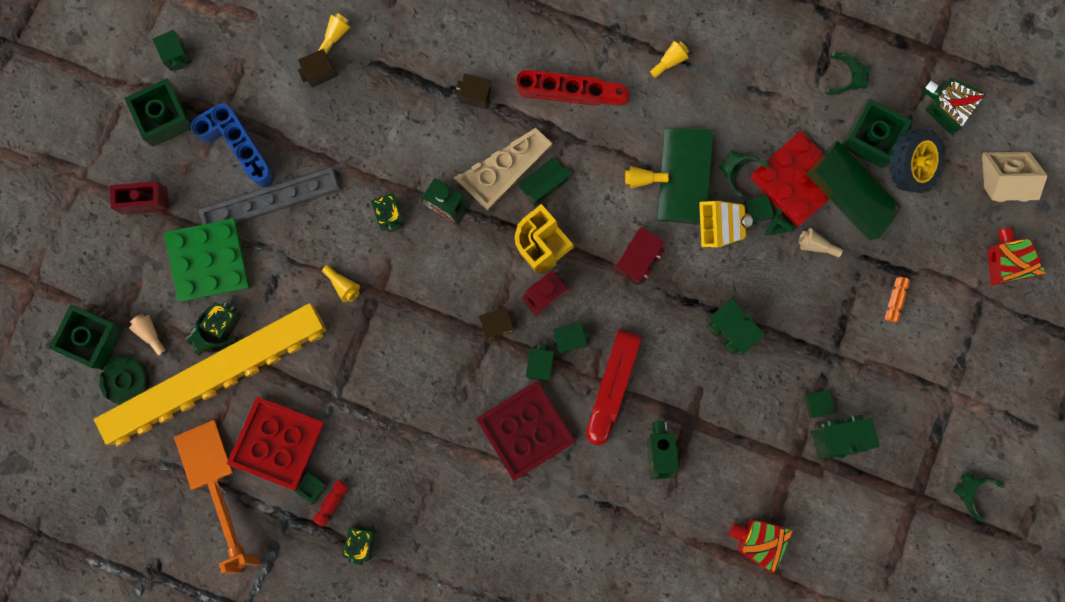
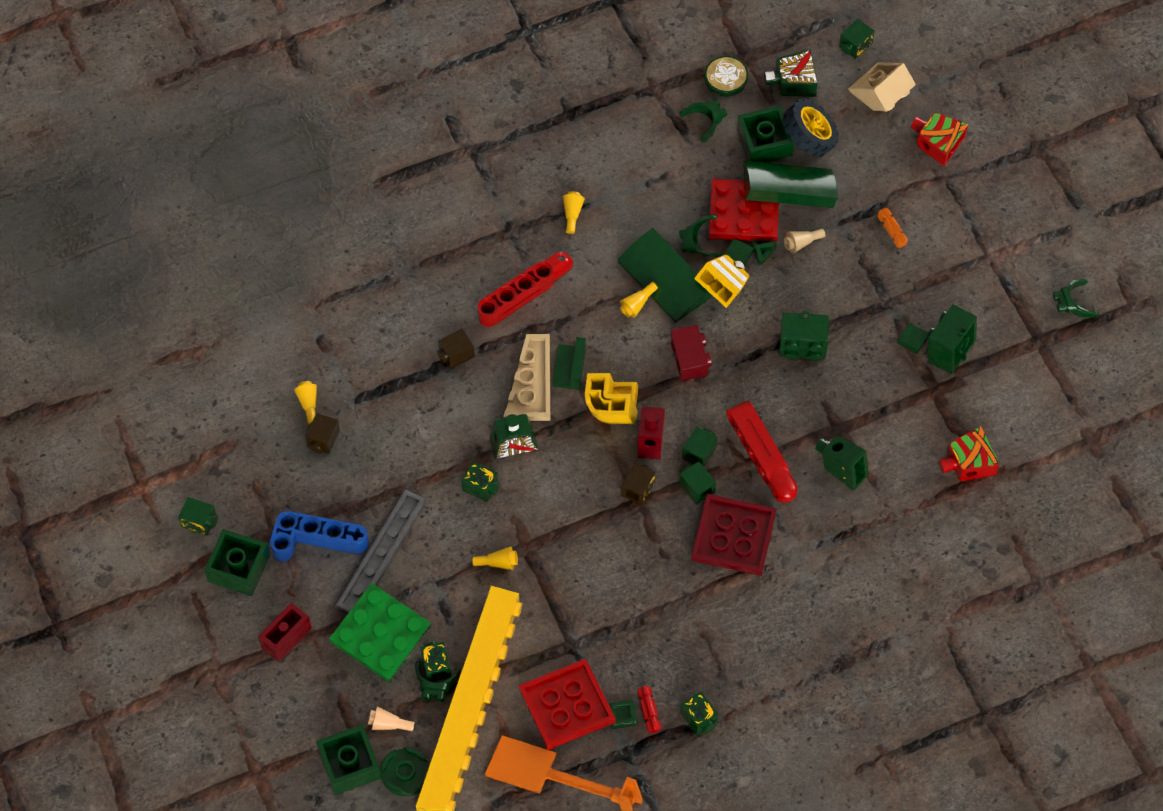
camera: 45 degrees left, 20 degrees down
(899, 55) = (726, 76): none -> tile
(1032, 117) = (856, 38): none -> dark green brick

